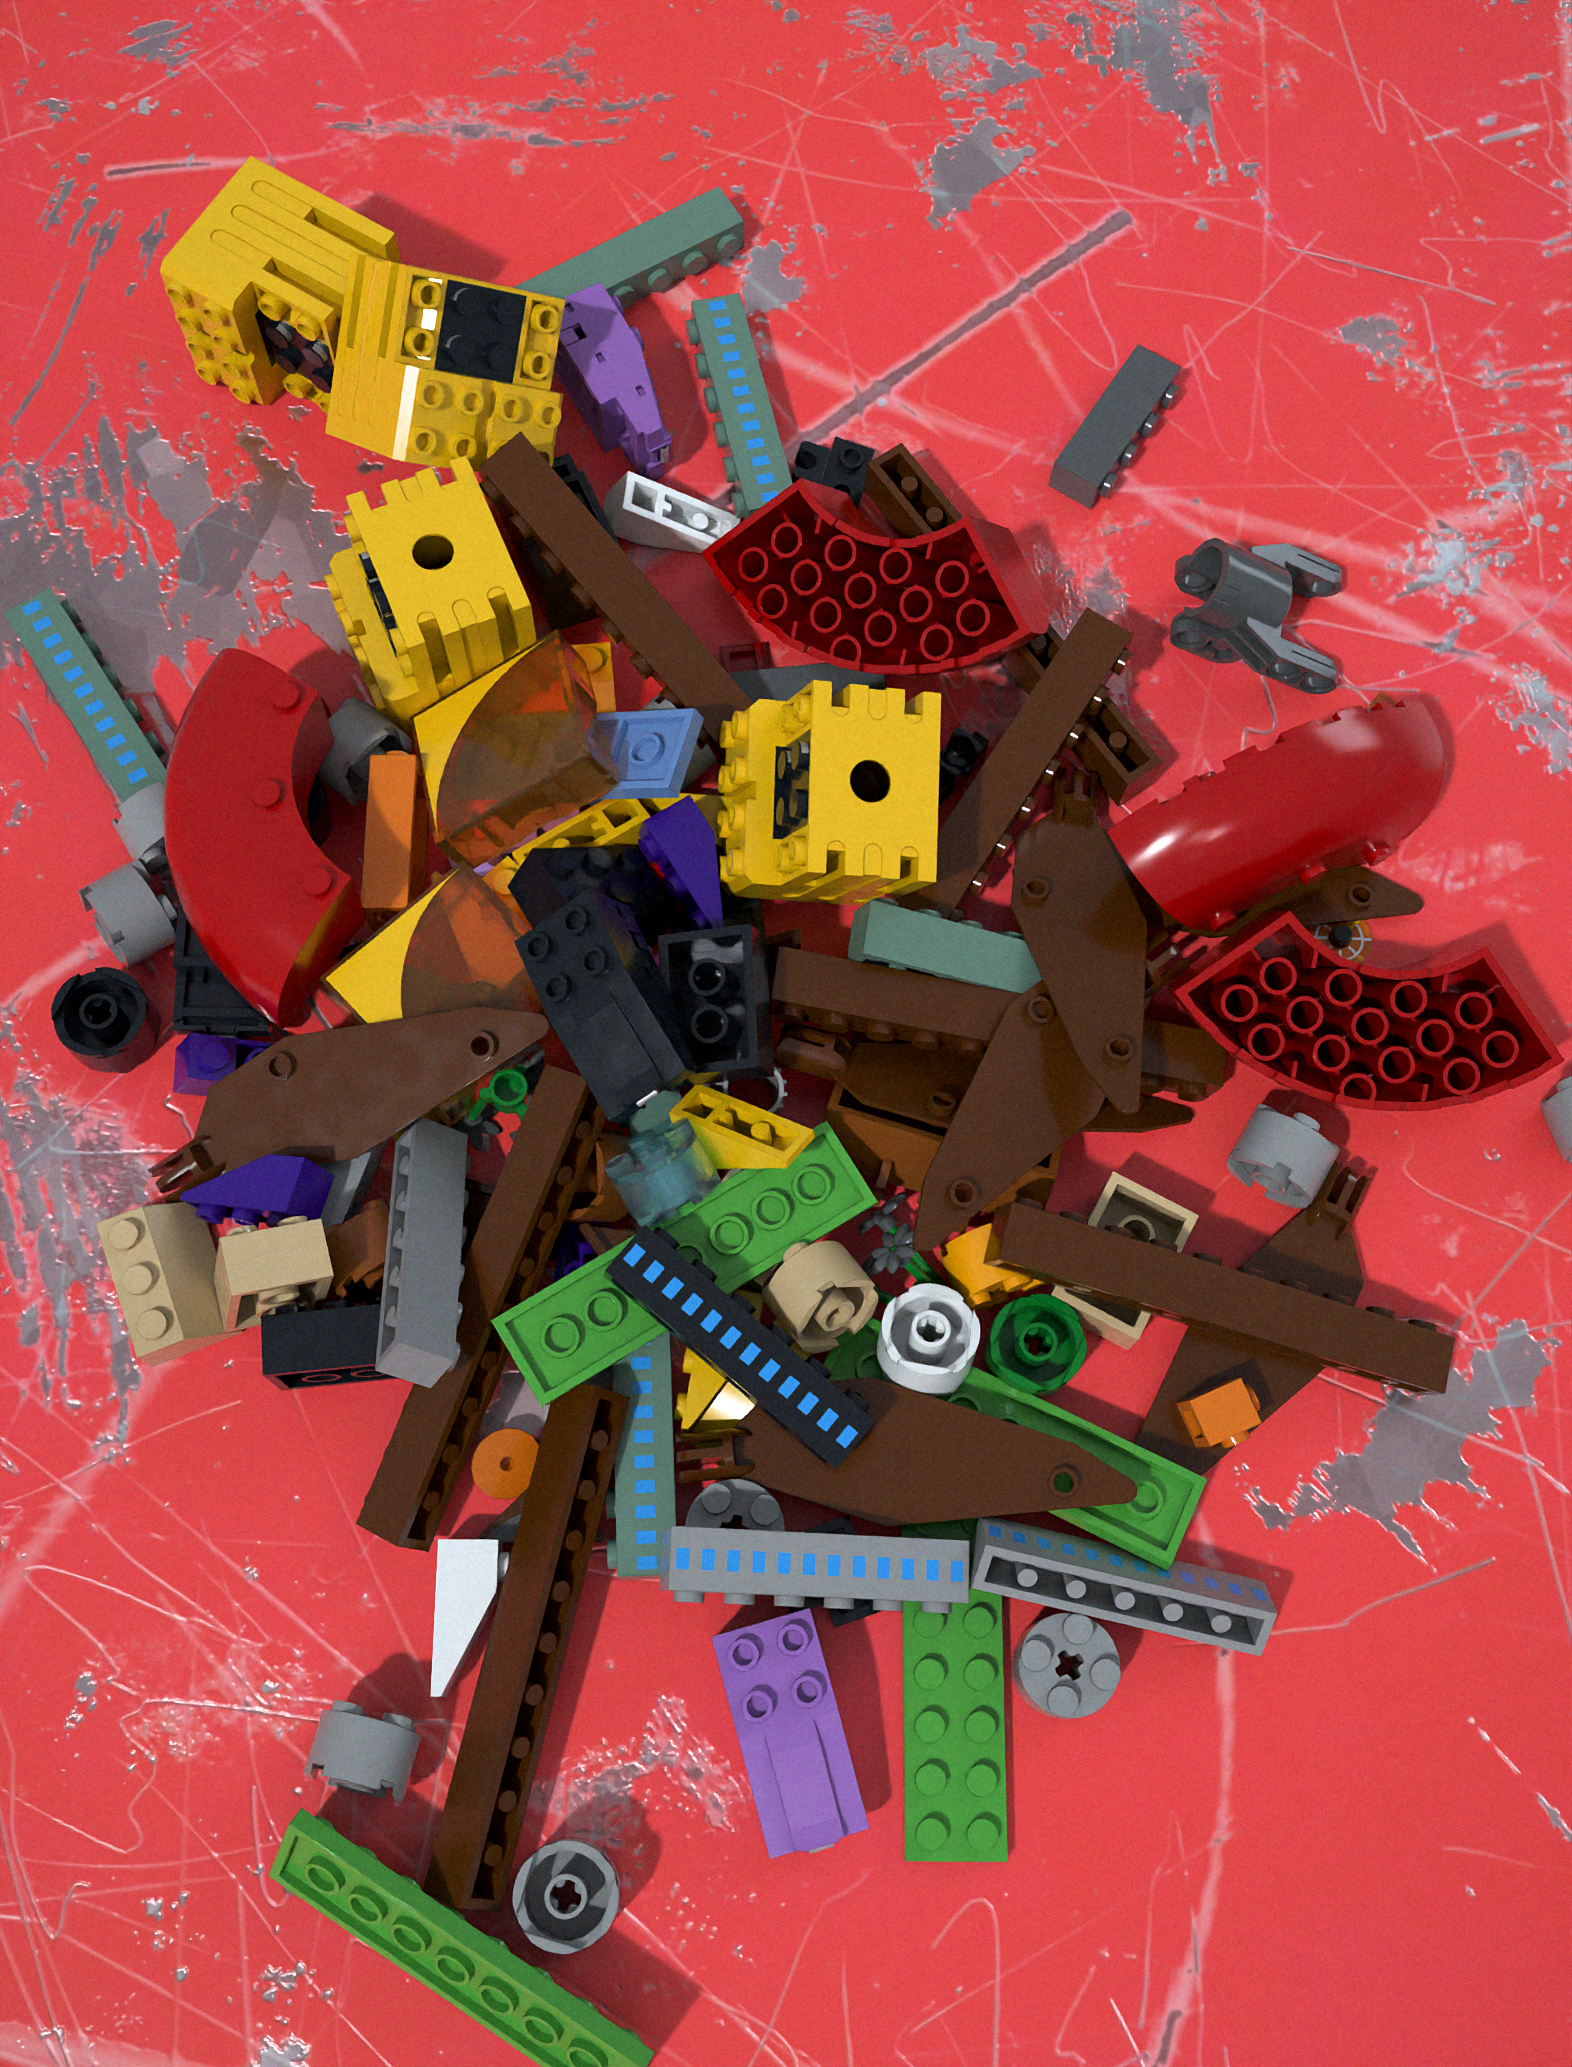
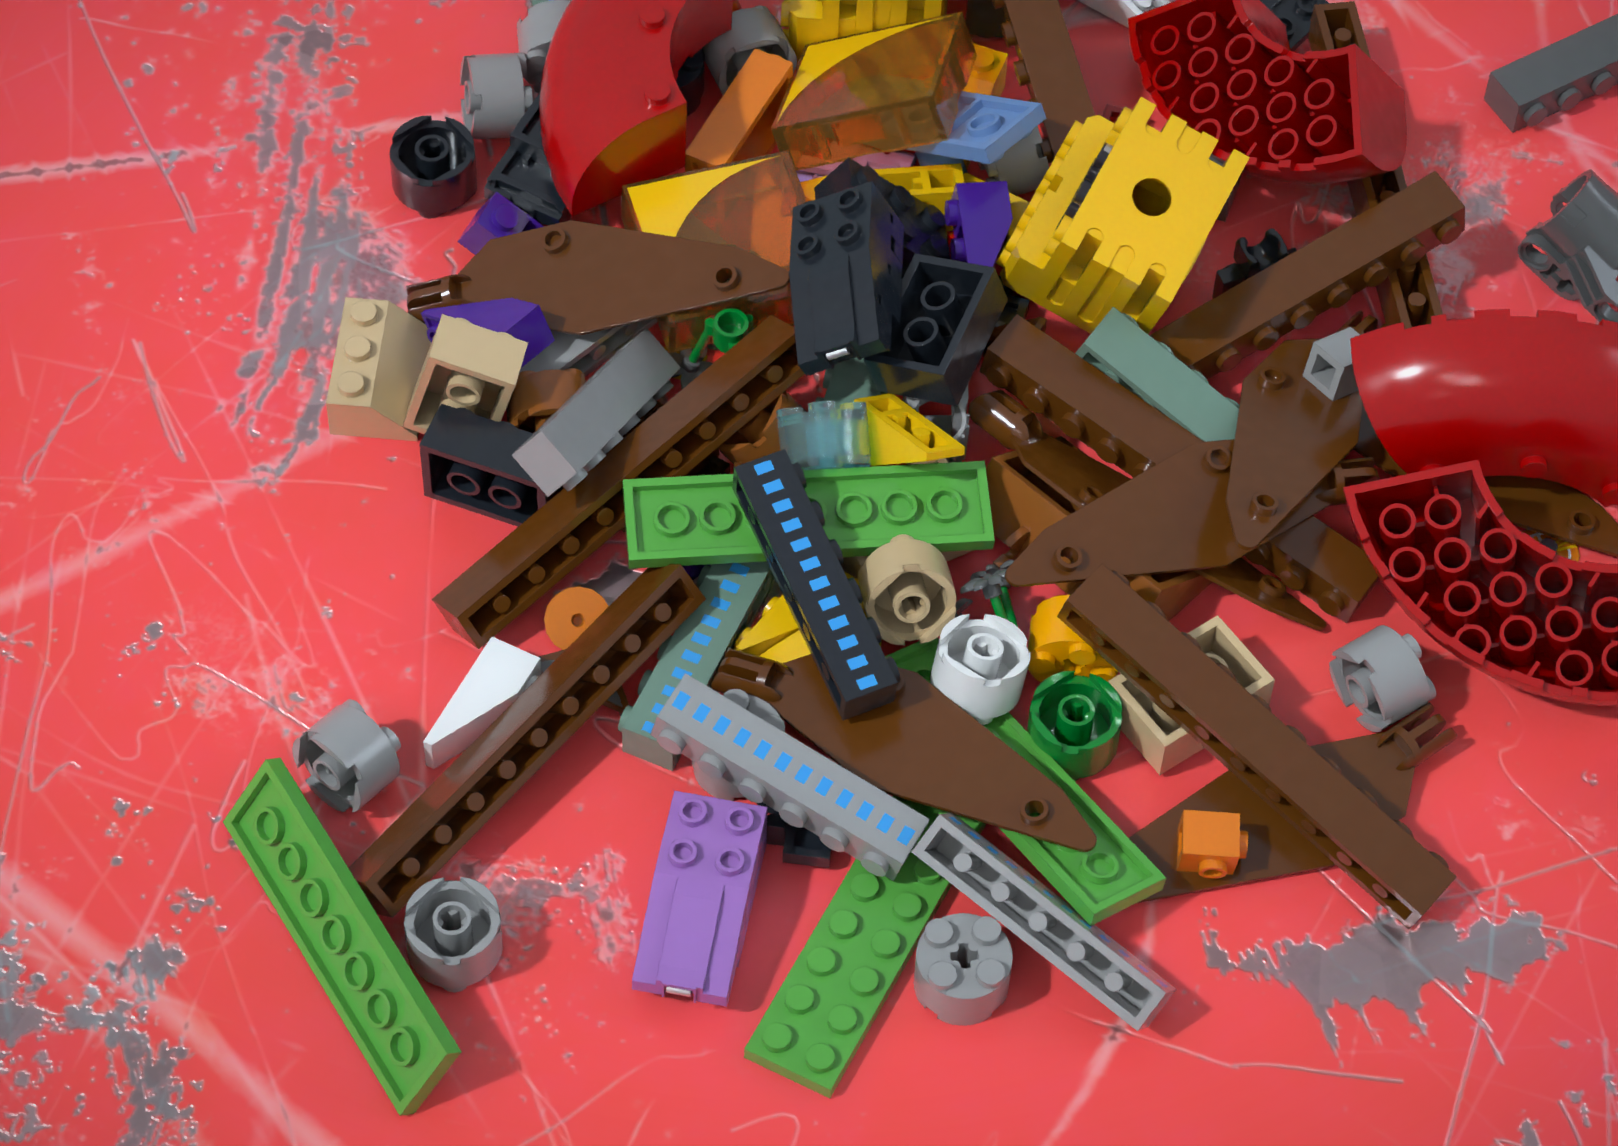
camera: 30 degrees right, 15 degrees down
(1088, 846) = (1331, 365): none -> light grey brick

